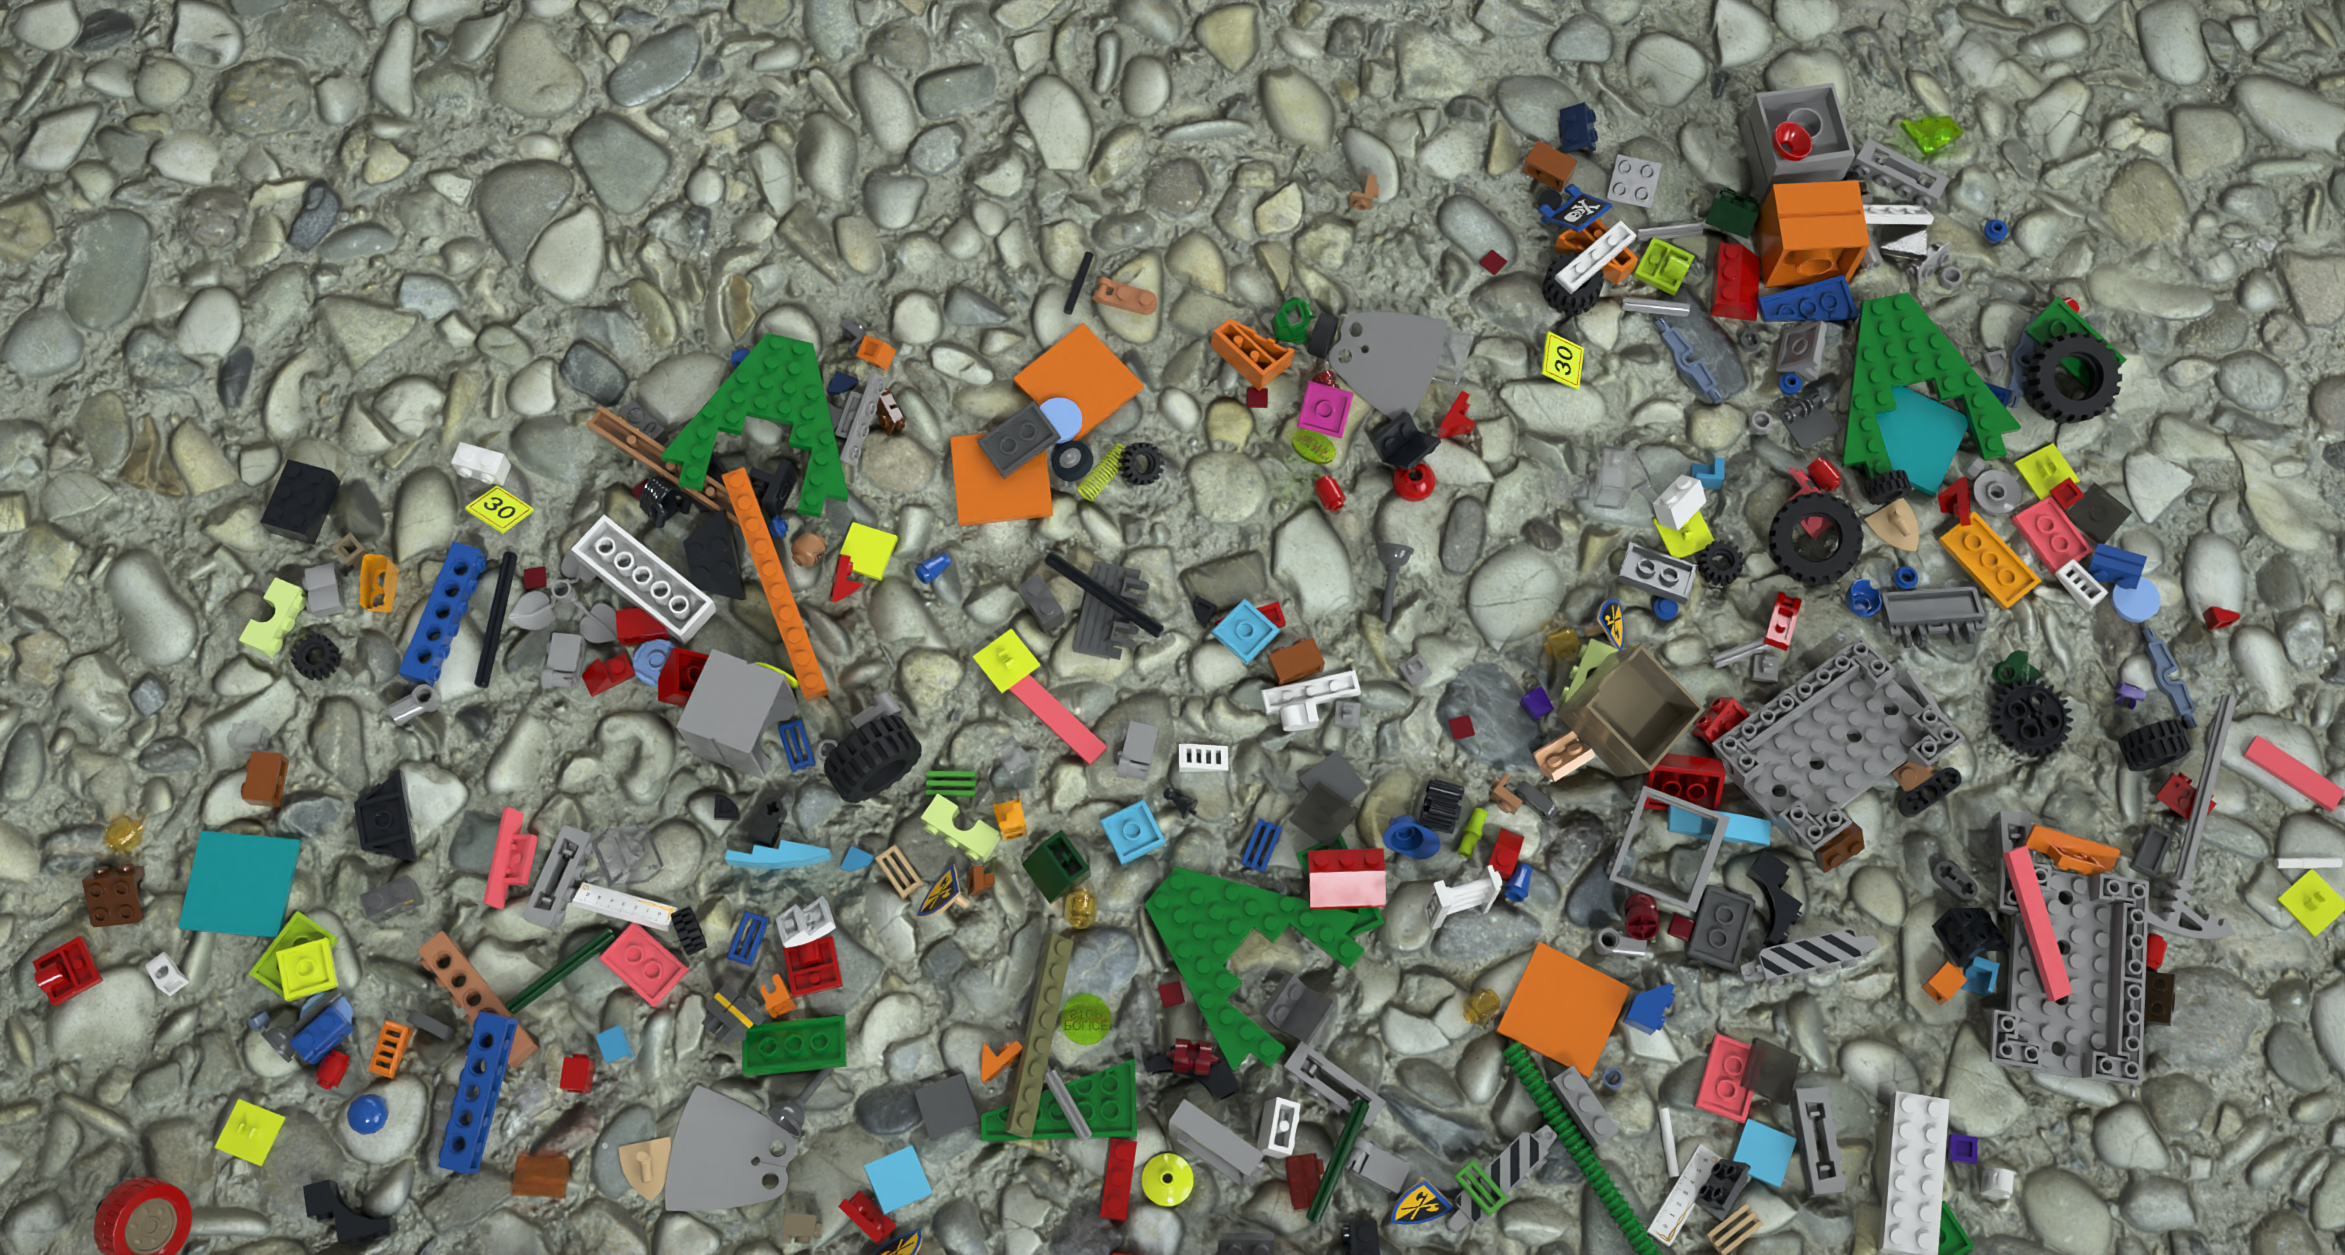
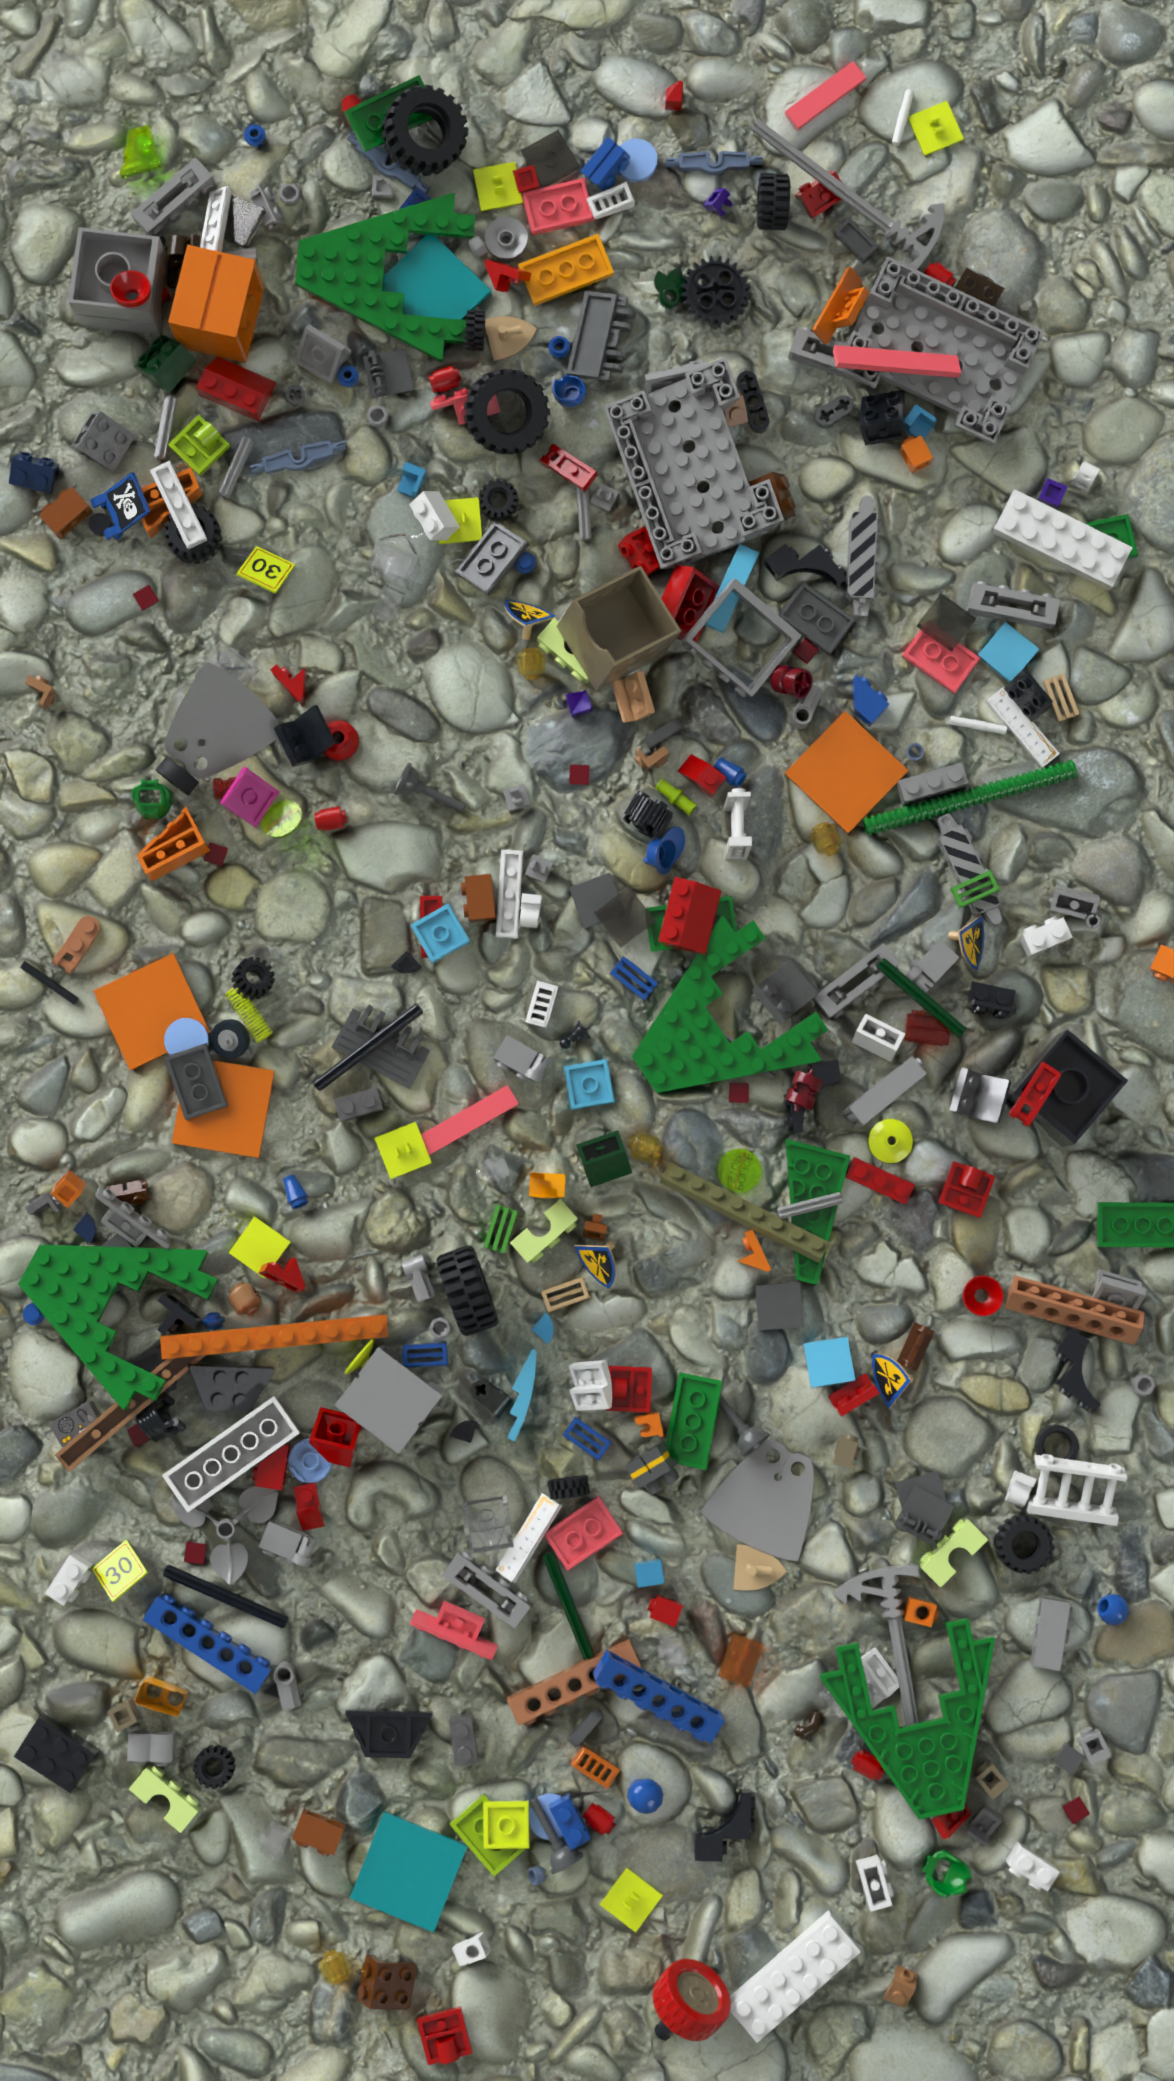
camera: 70 degrees left, 15 degrees up
(1812, 302) = (276, 323): blue wing -> none

